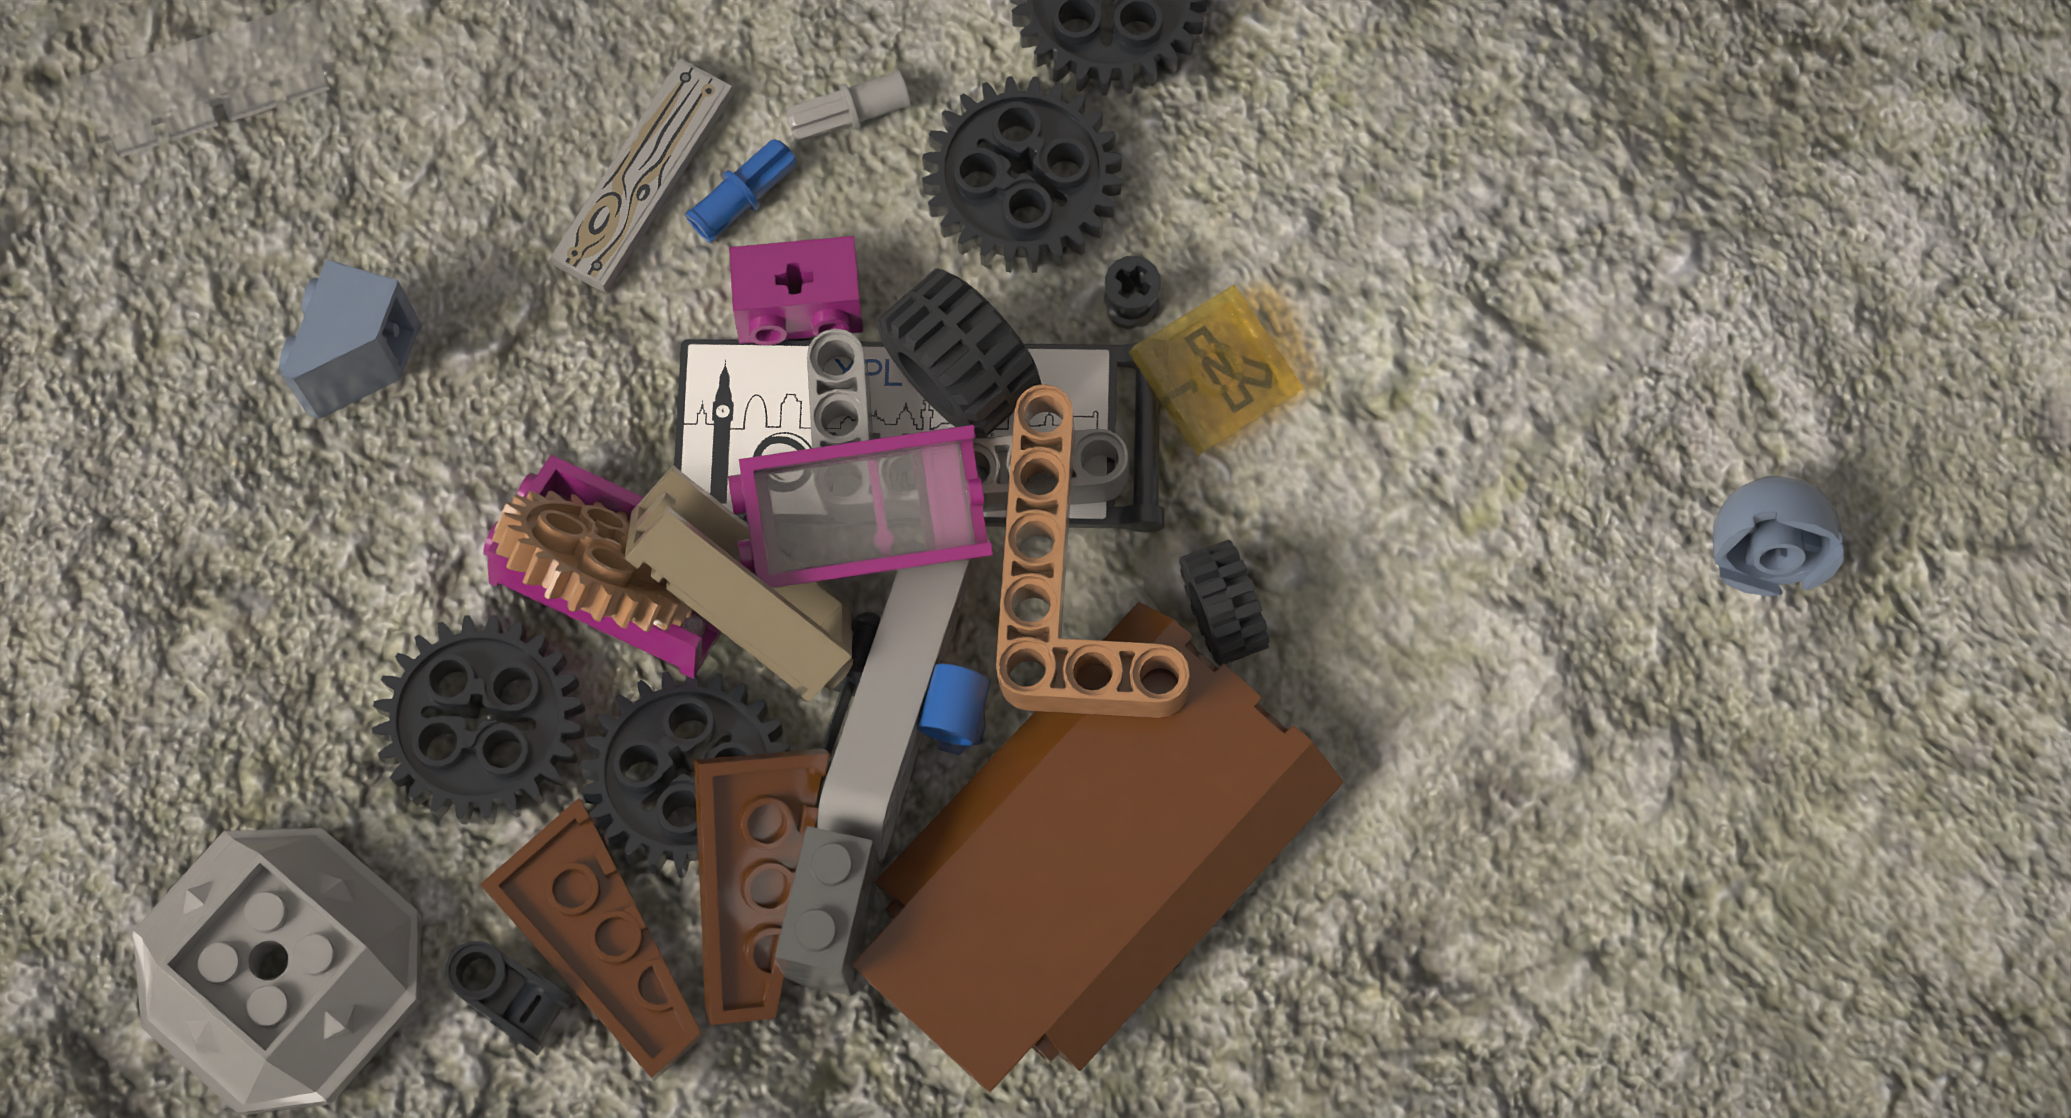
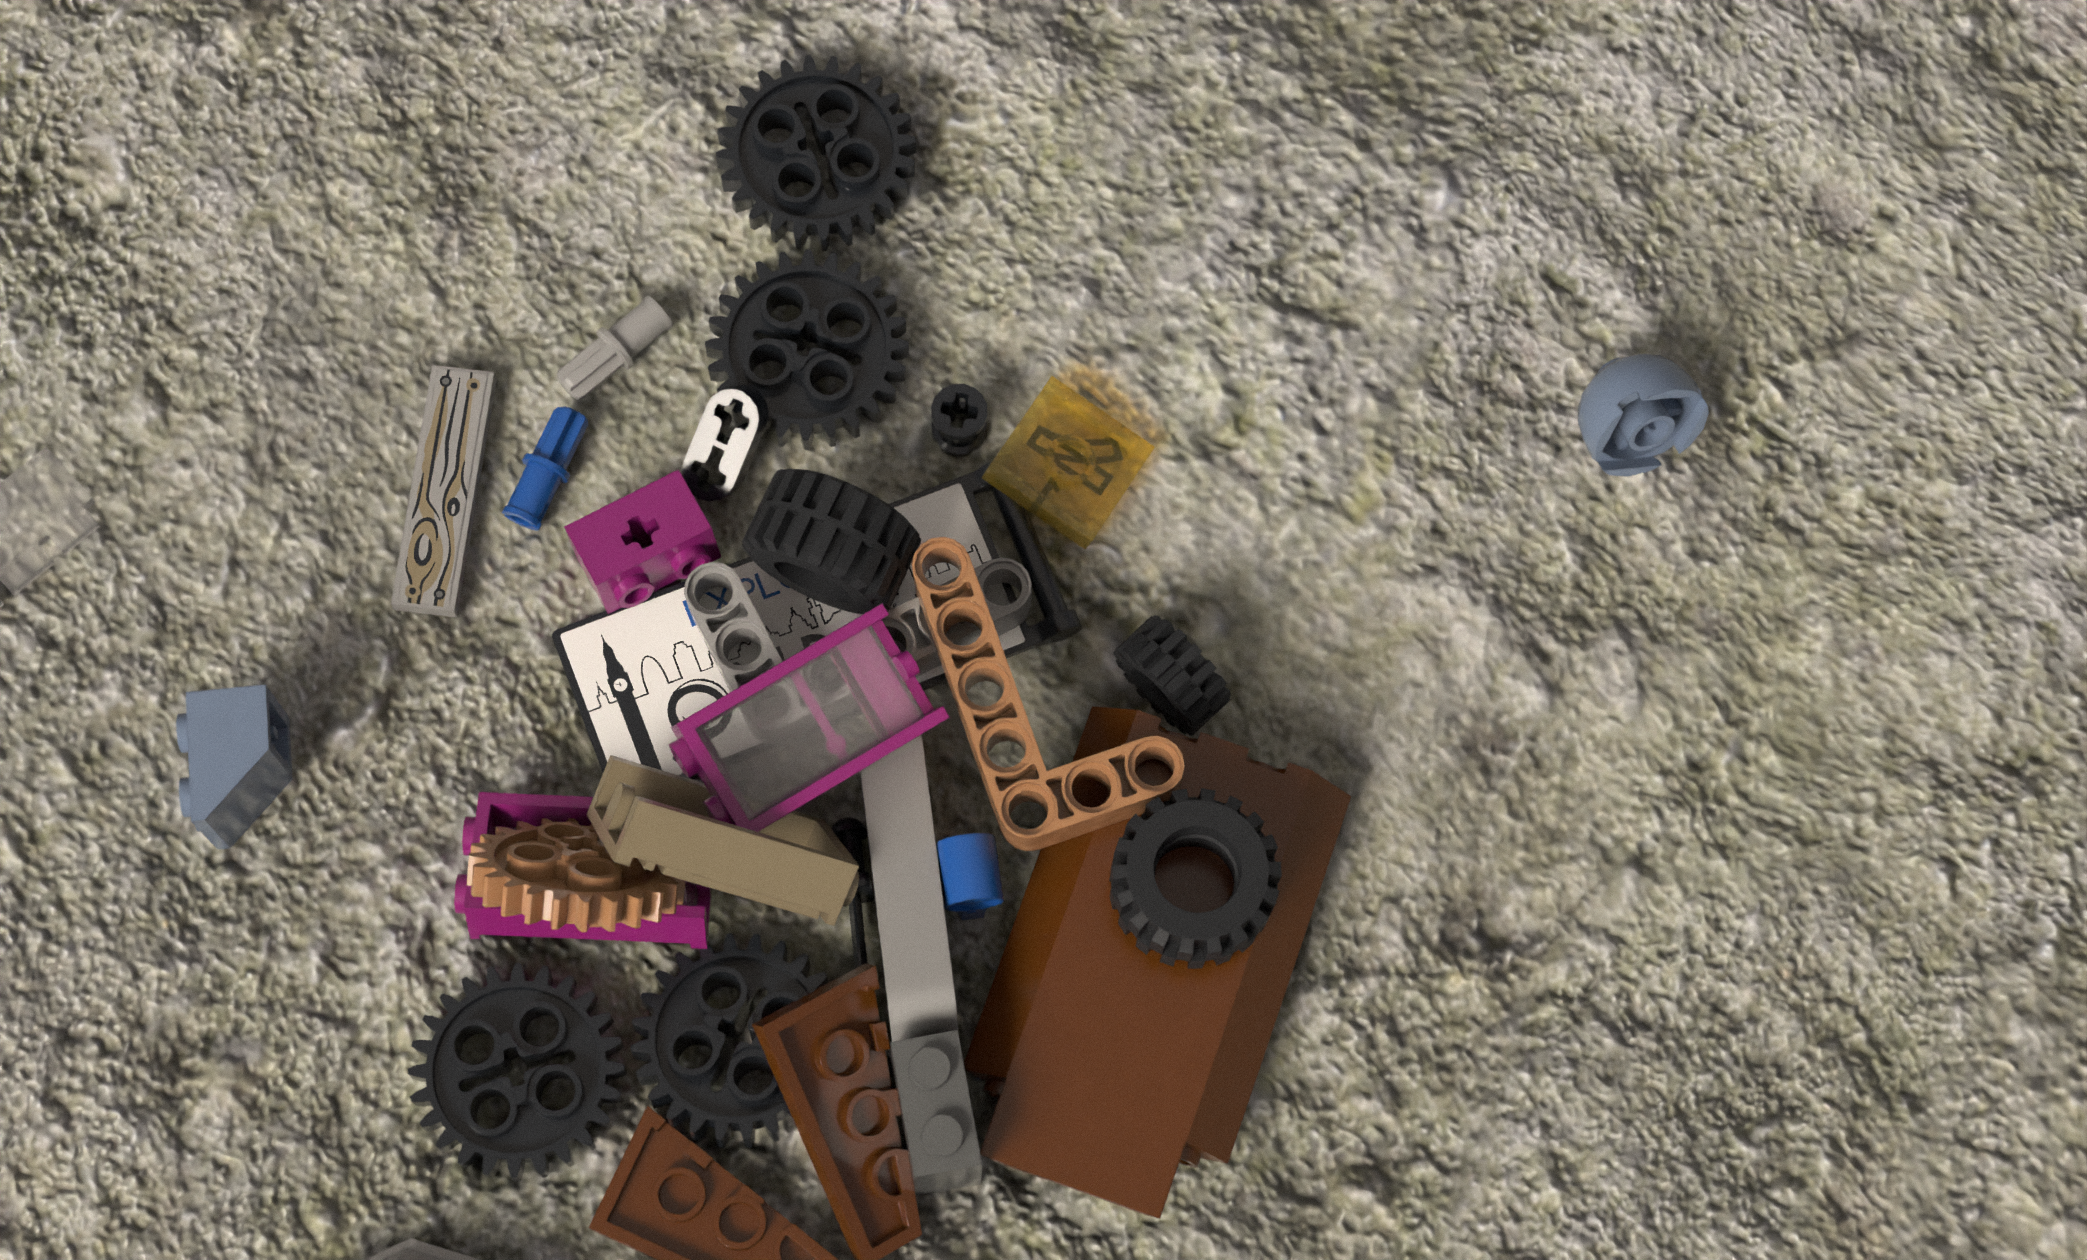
camera: 30 degrees left, 0 degrees up
(899, 220) = (737, 448): none -> beam
(1160, 739) = (1206, 825): none -> black tyre

